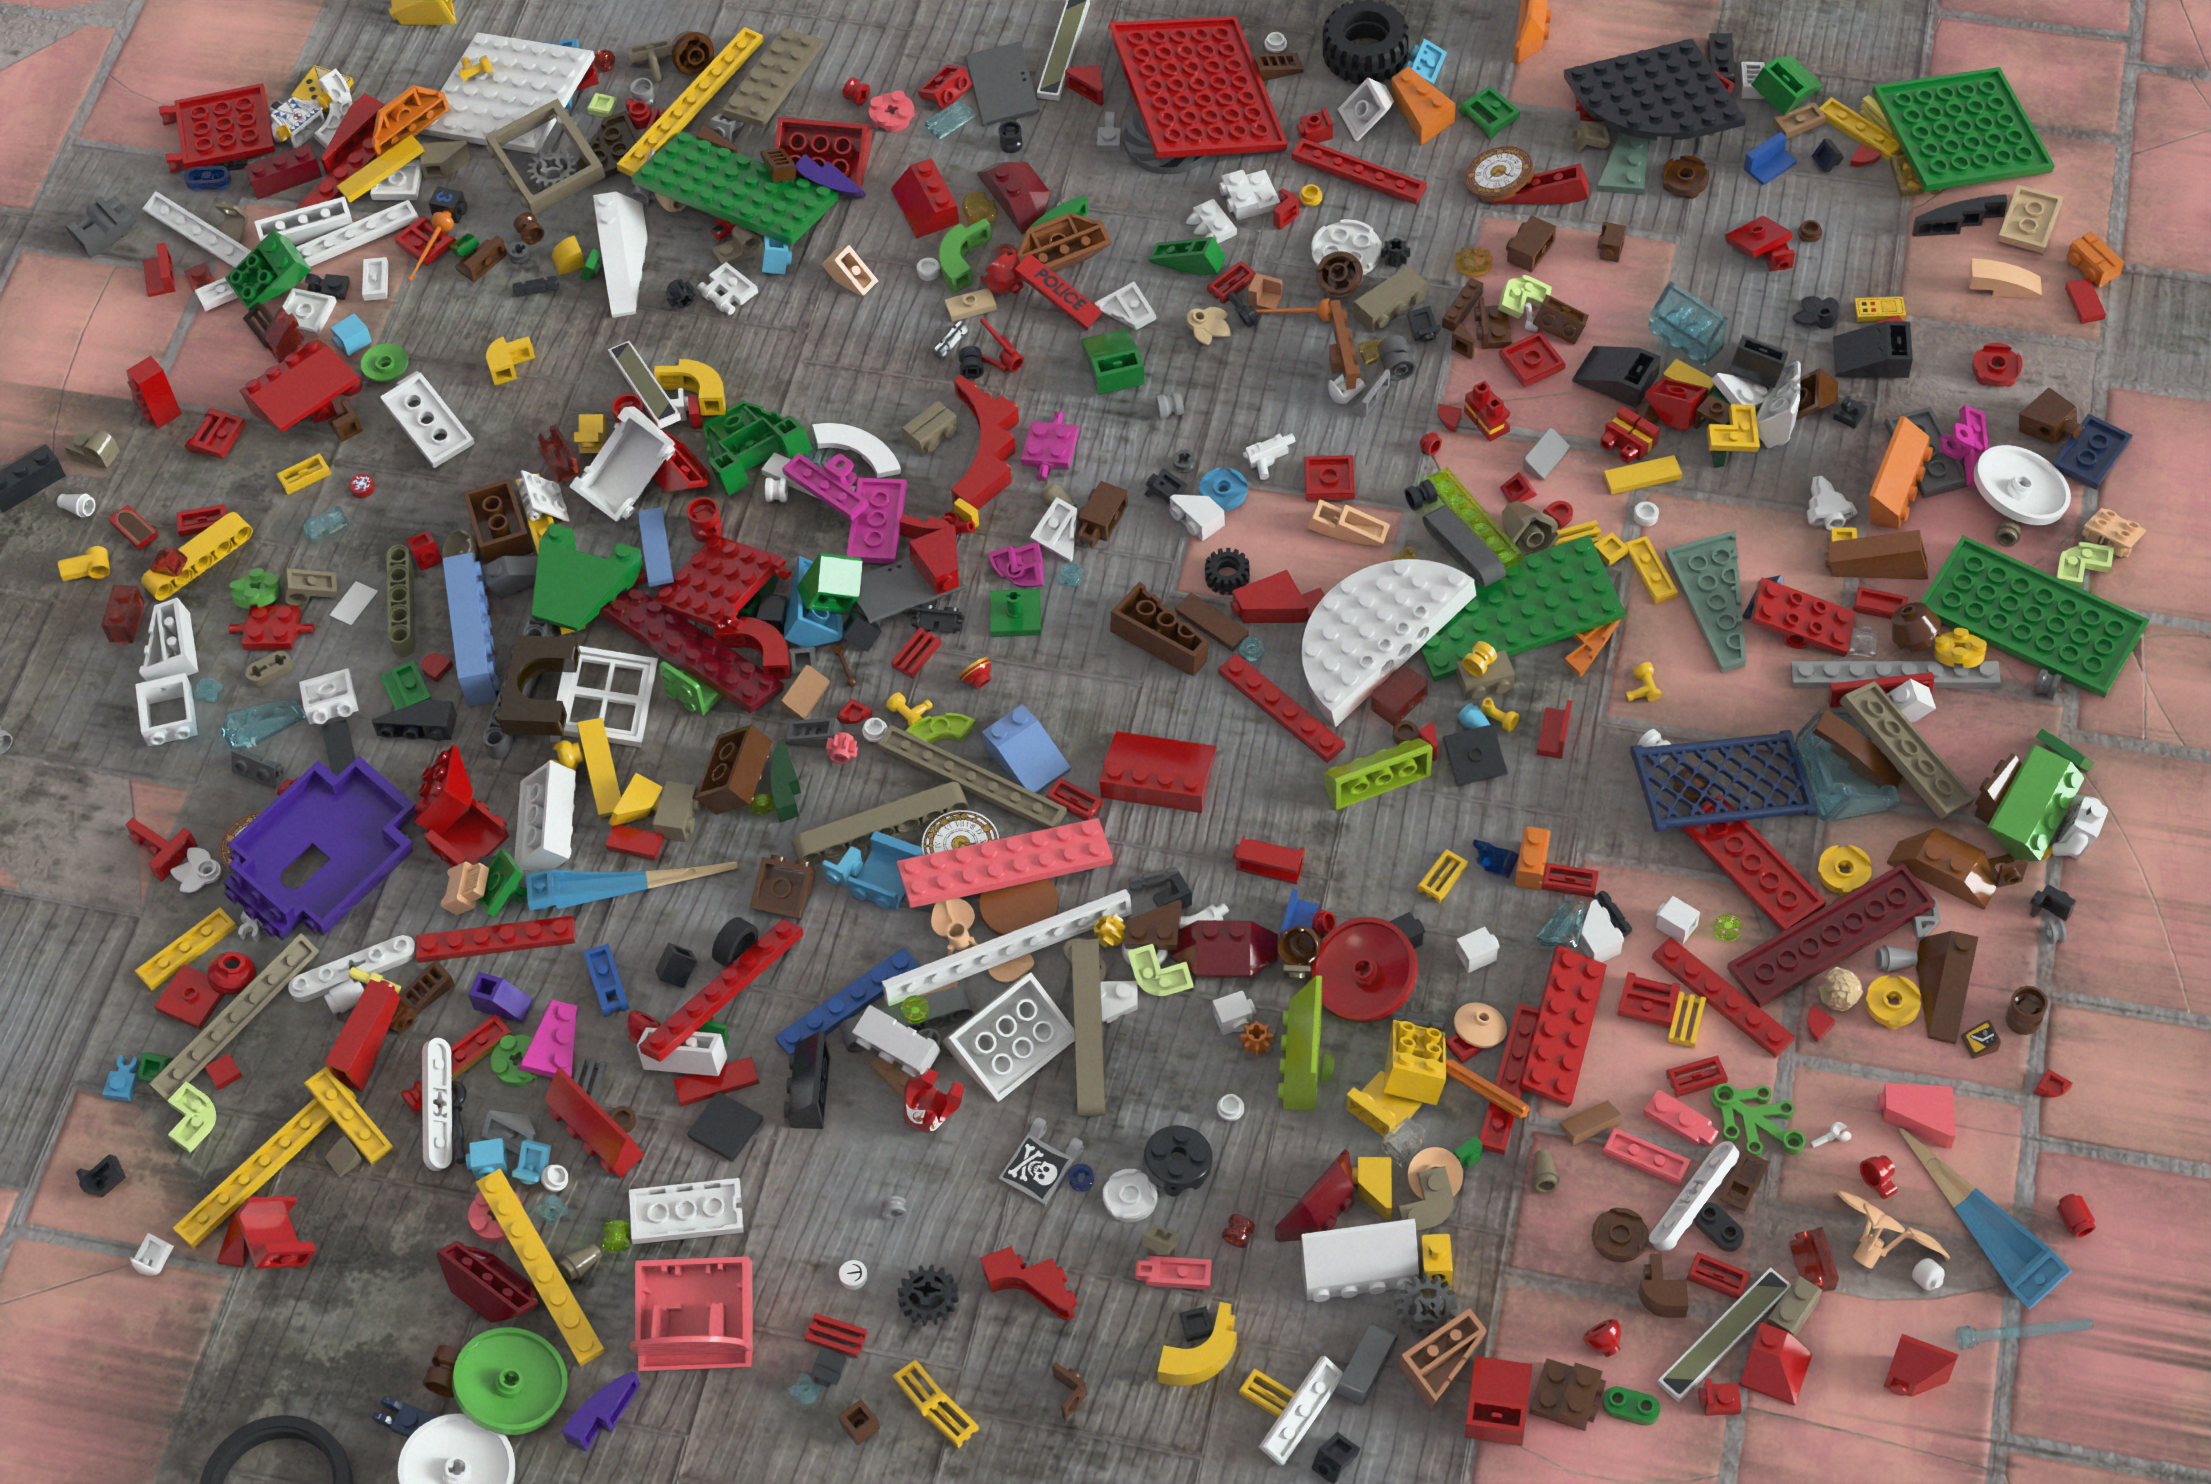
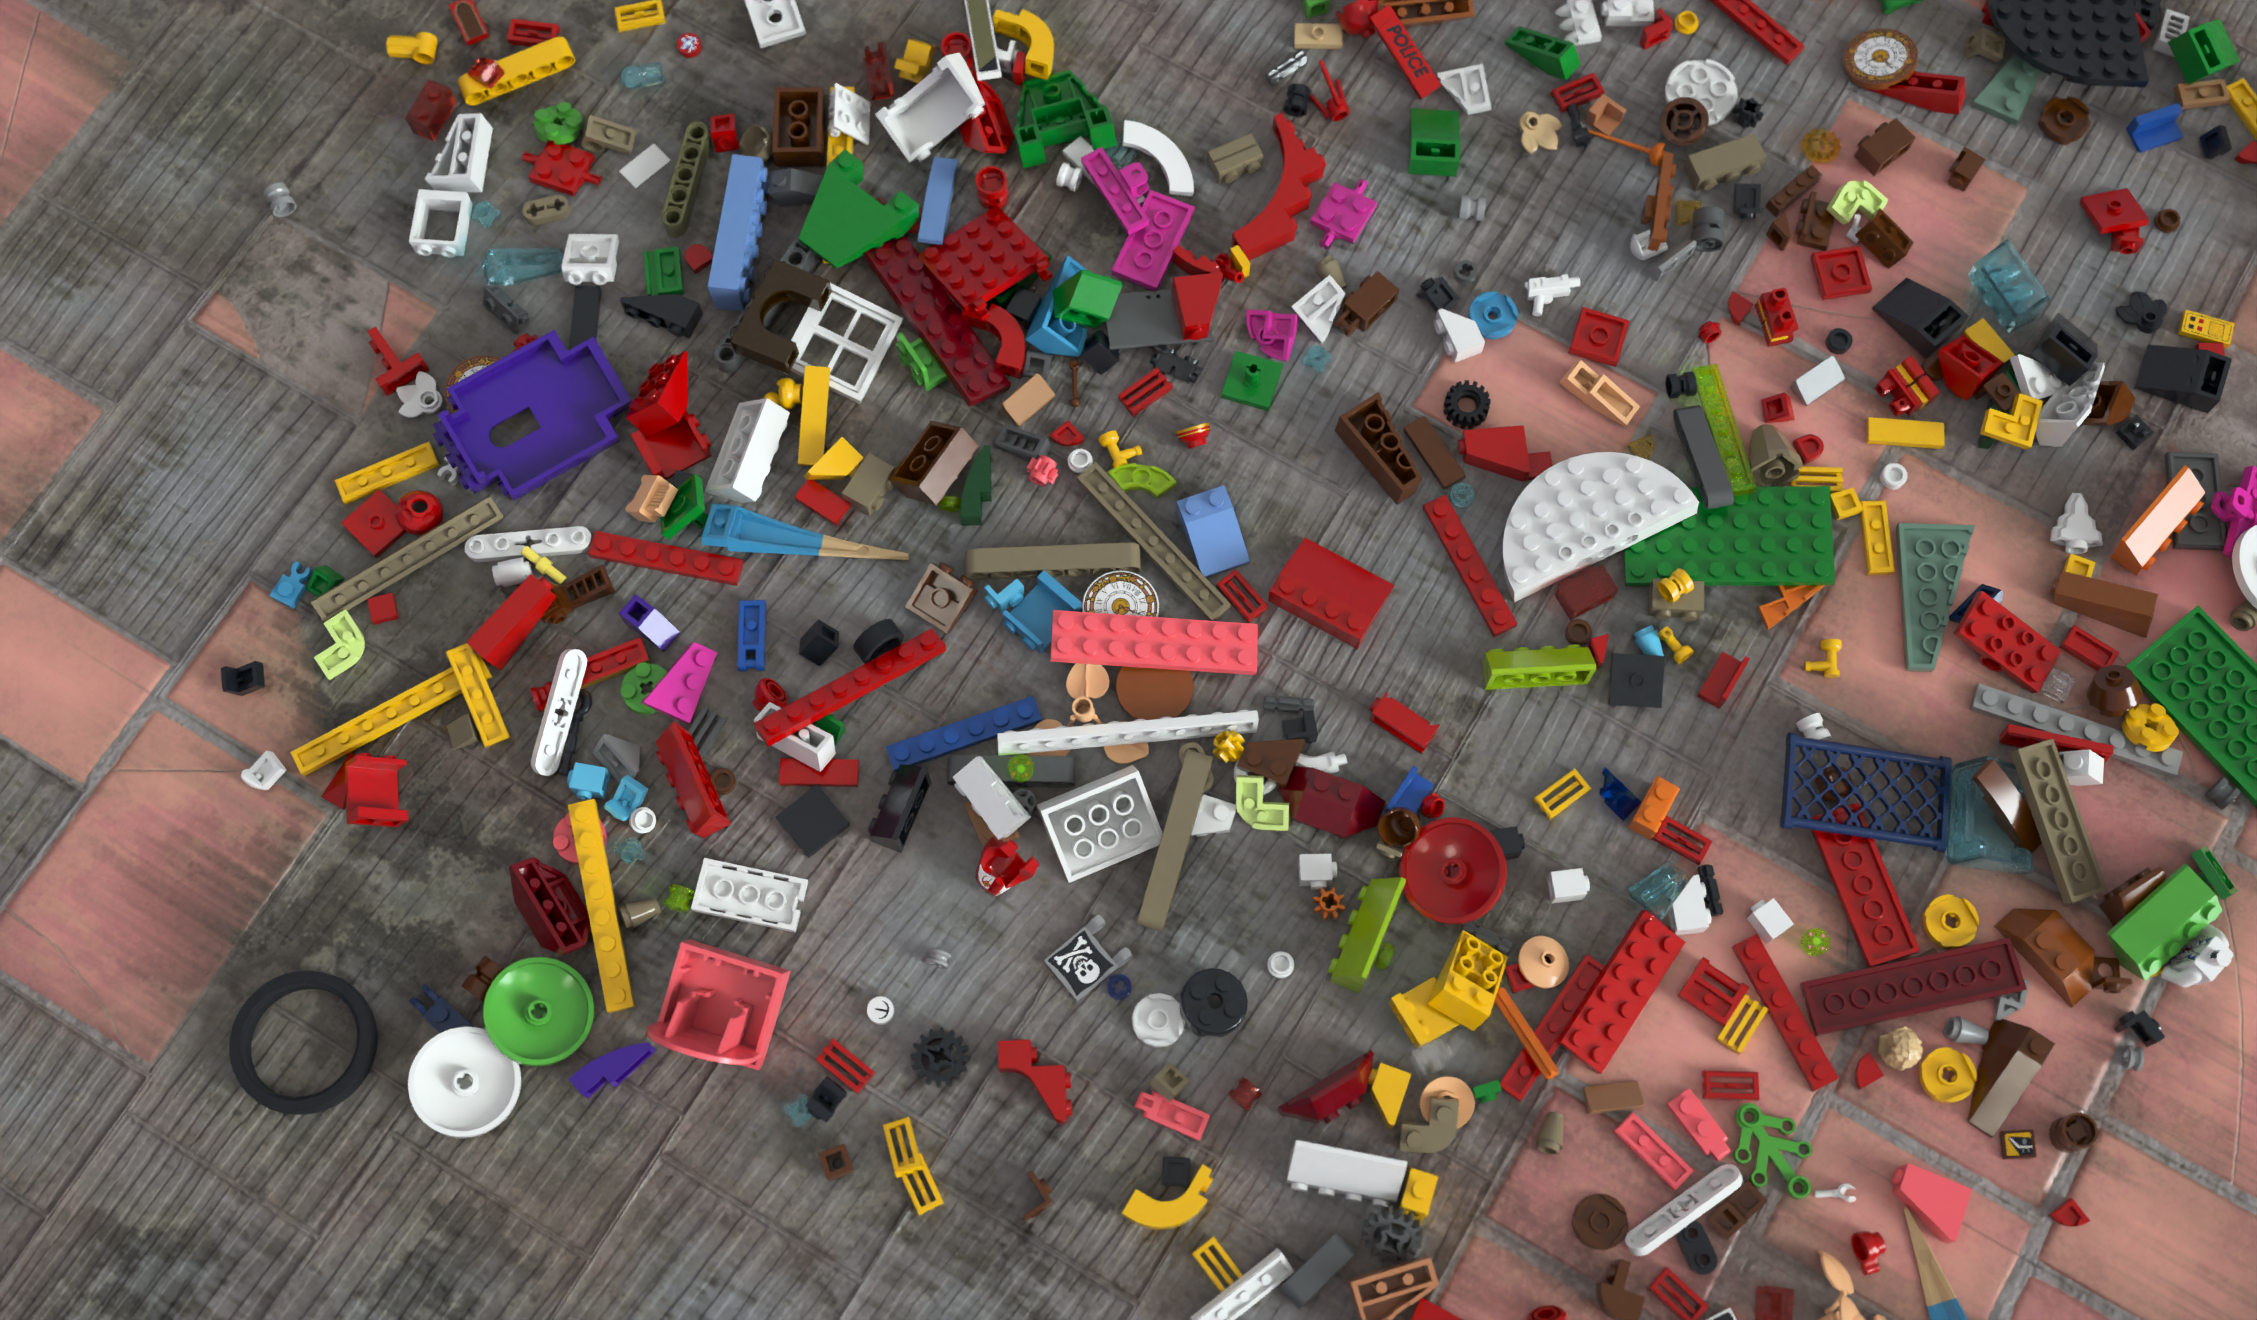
camera: 15 degrees right, 15 degrees up
(1552, 417) = (1838, 341): none -> black tile

